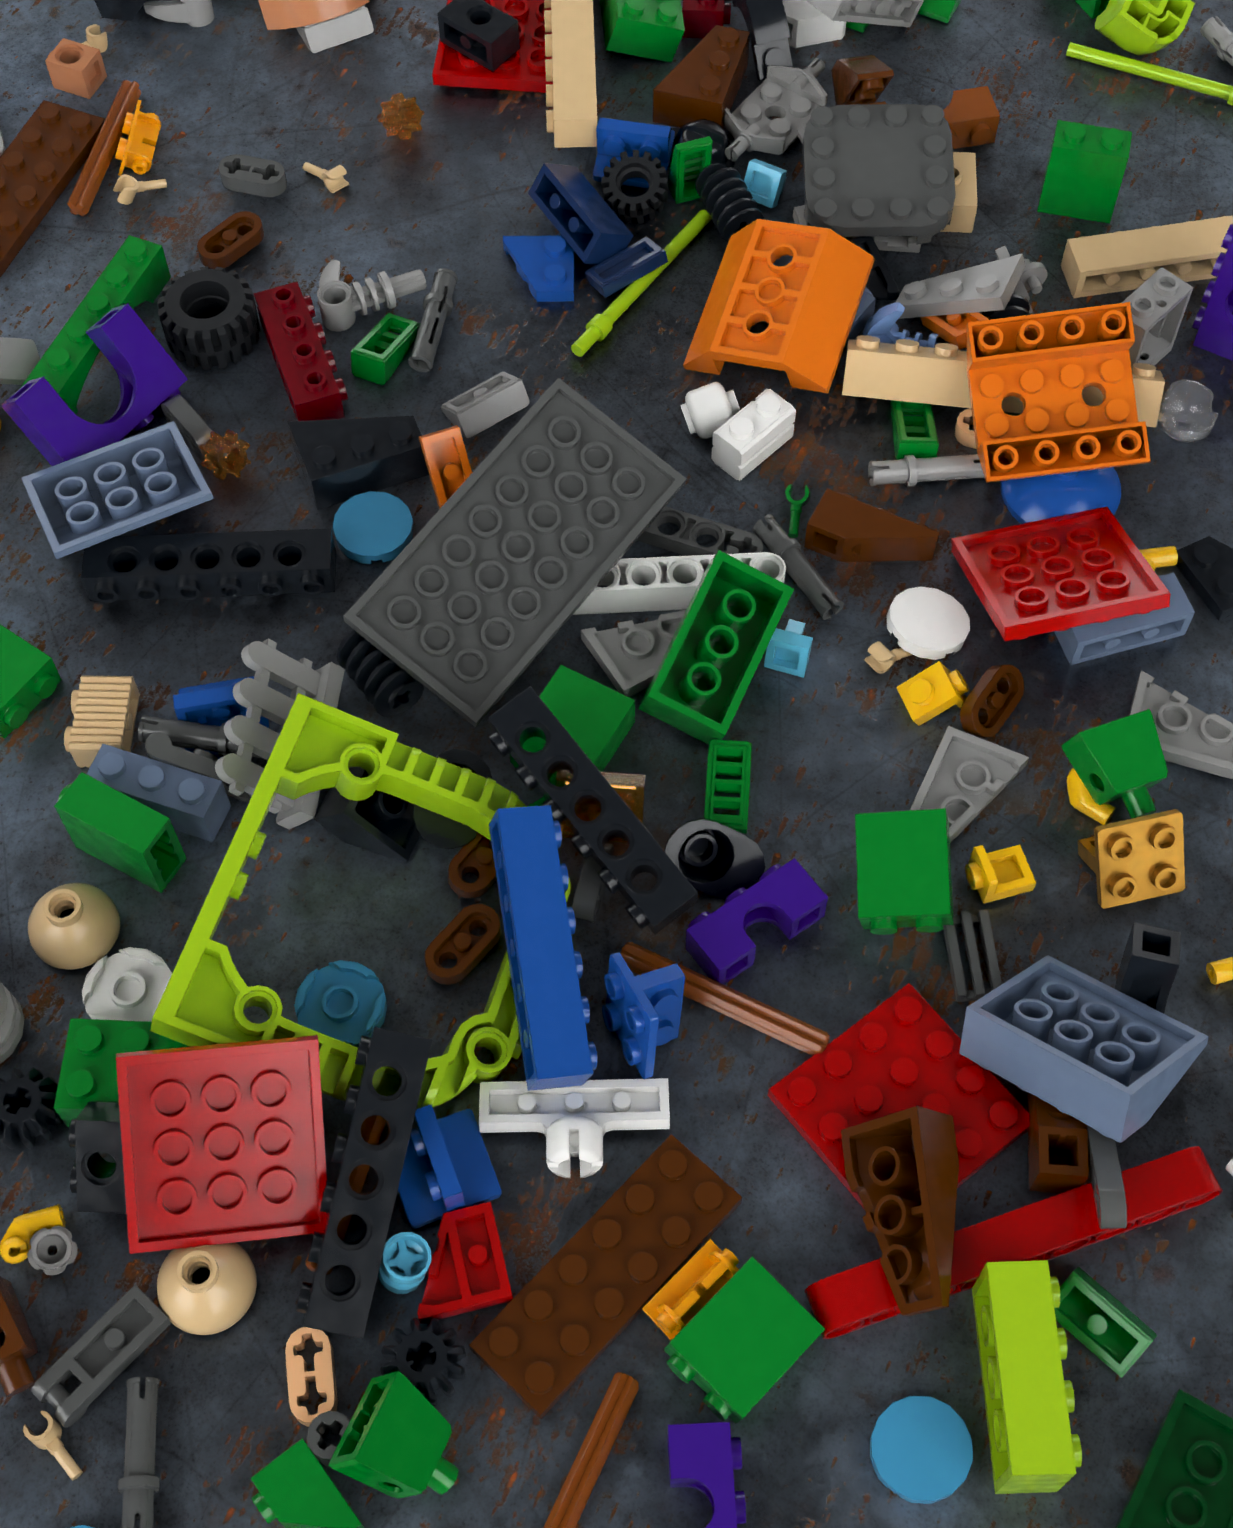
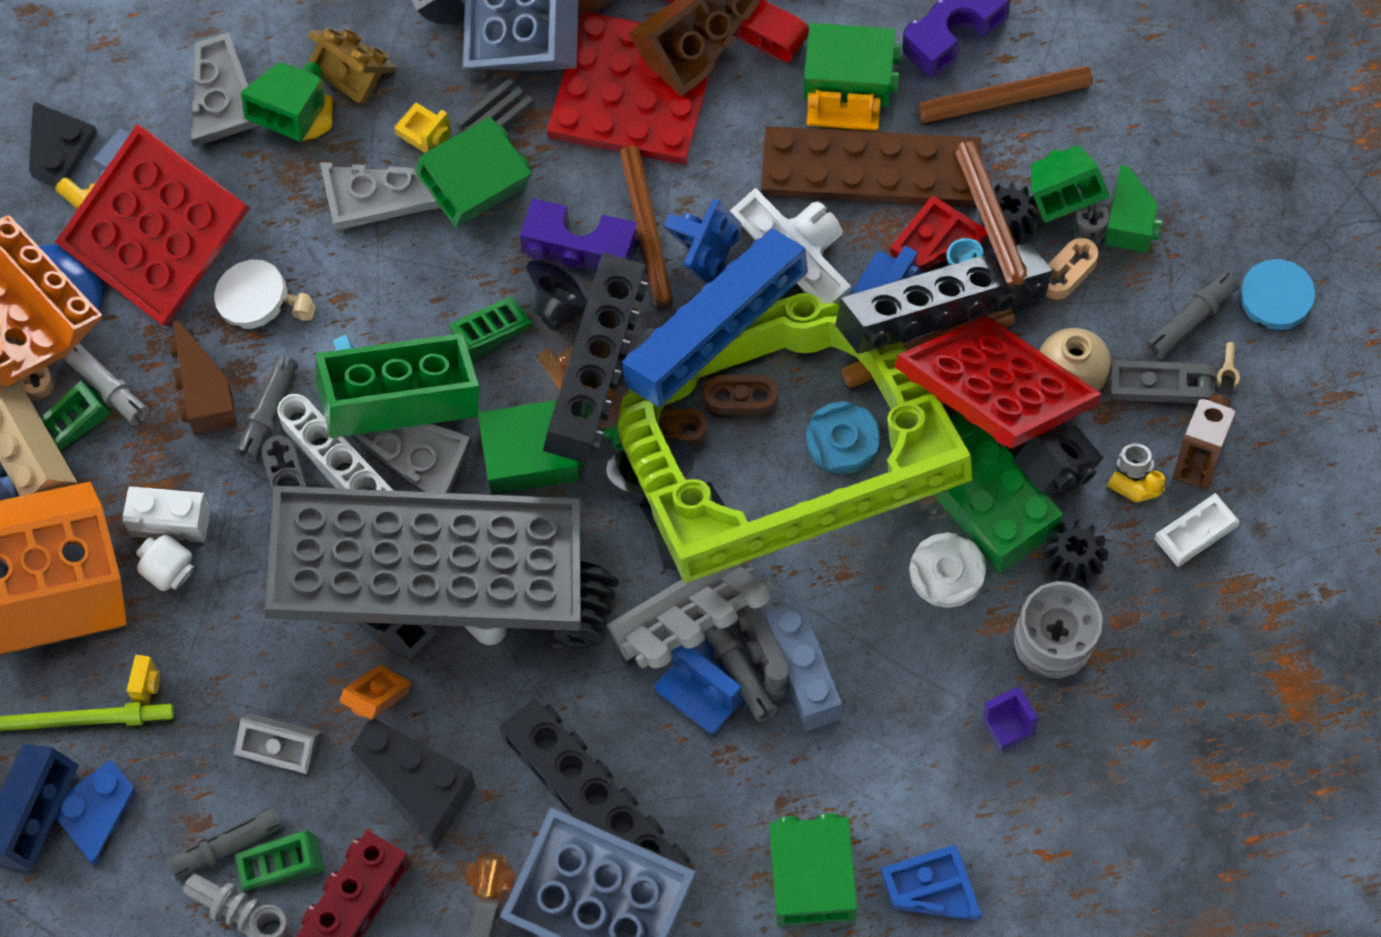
camera: 125 degrees left, 5 degrees up
(82, 935) = (933, 654): tan piece -> none
(102, 715) = (781, 757): tan brick -> none
(120, 831) = (855, 650): green brick -> none
(373, 527) = (462, 724): dark azure tile -> none
(422, 1314) = (991, 213): none -> axle
(619, 341) = (143, 680): none -> yellow plate
(626, 266) = (48, 730): dark blue tile -> none
(796, 509) = (204, 447): green hand -> none
(933, 692) = (310, 252): yellow bracket -> none
(992, 700) = (275, 215): reddish brown plate -> none

